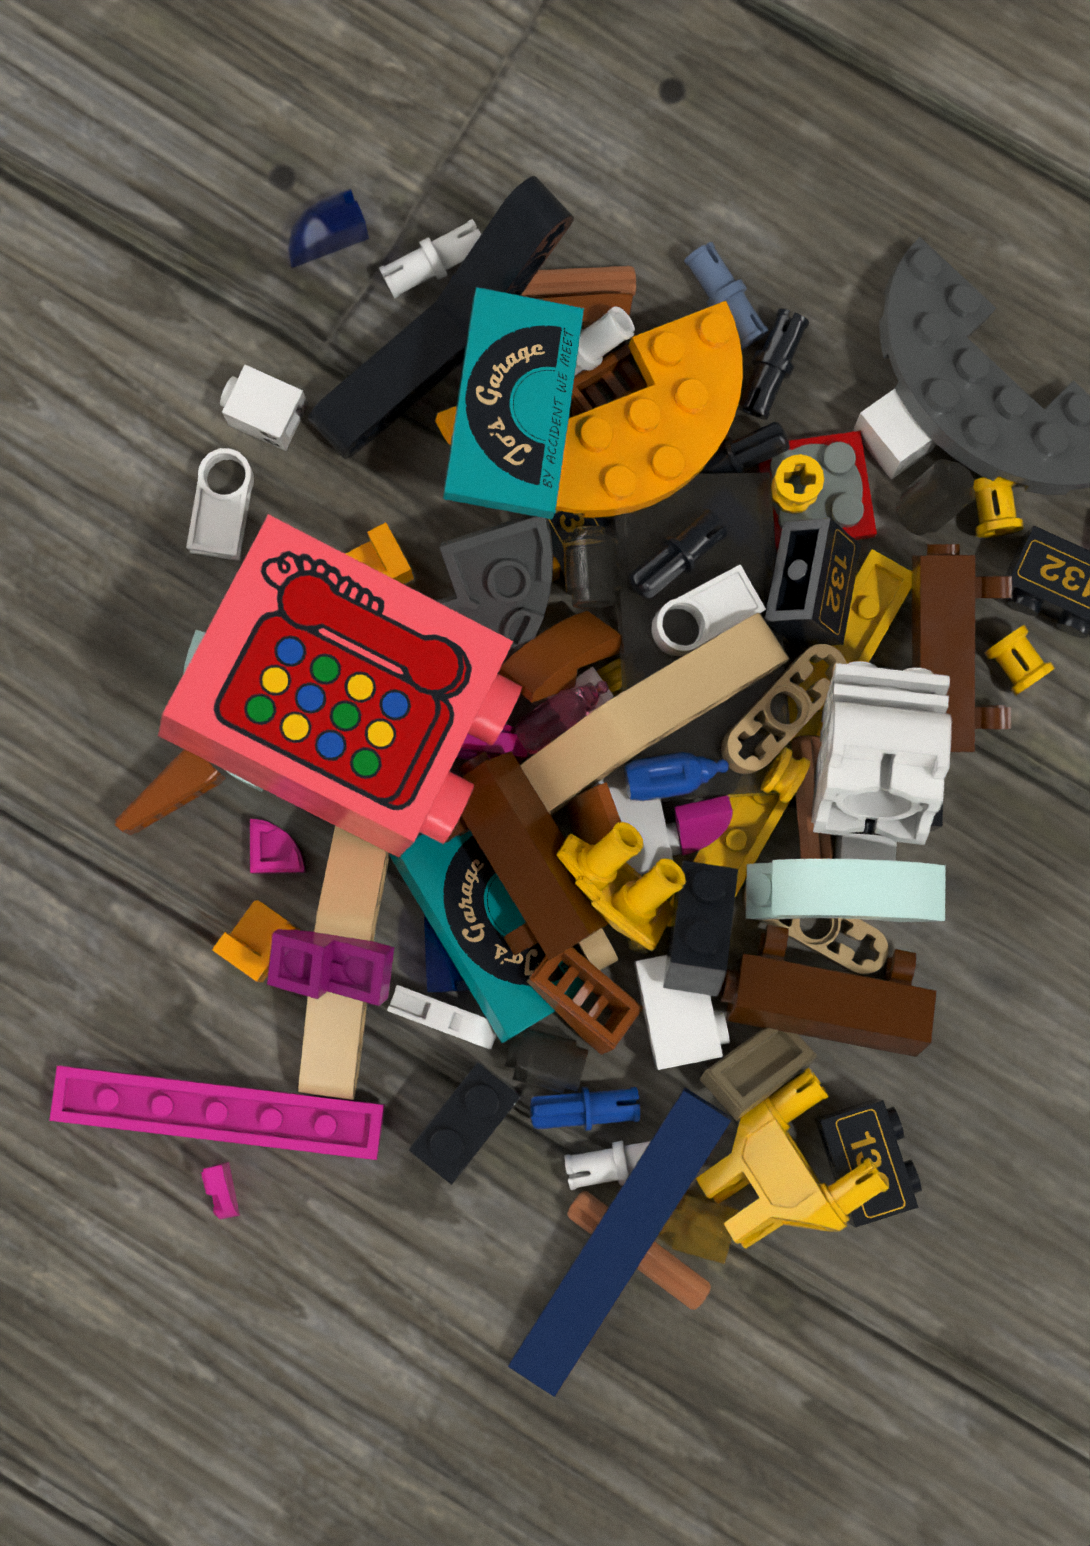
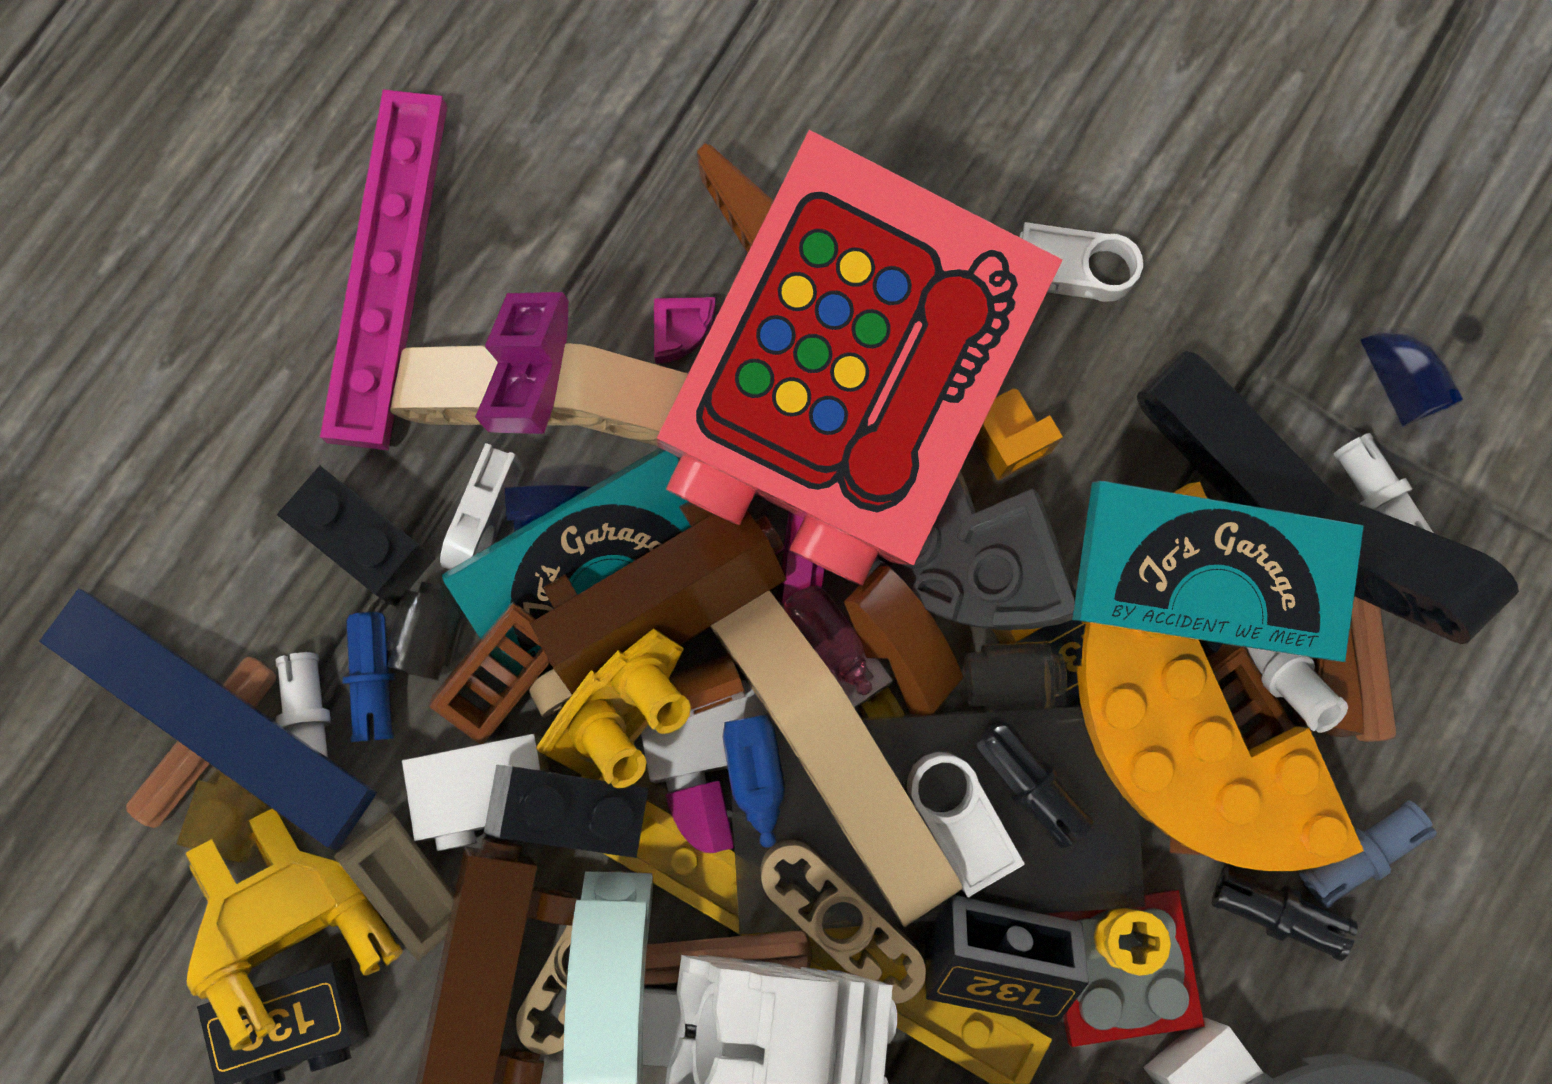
camera: 90 degrees right, 5 degrees down
(220, 1185) = (304, 271): dark pink tile -> none
(251, 939) = (590, 310): light orange panel -> none
(263, 406) = (1194, 304): white brick -> none
(748, 450) = (1171, 879): black axle -> none
(785, 775) = (756, 921): yellow bush -> none

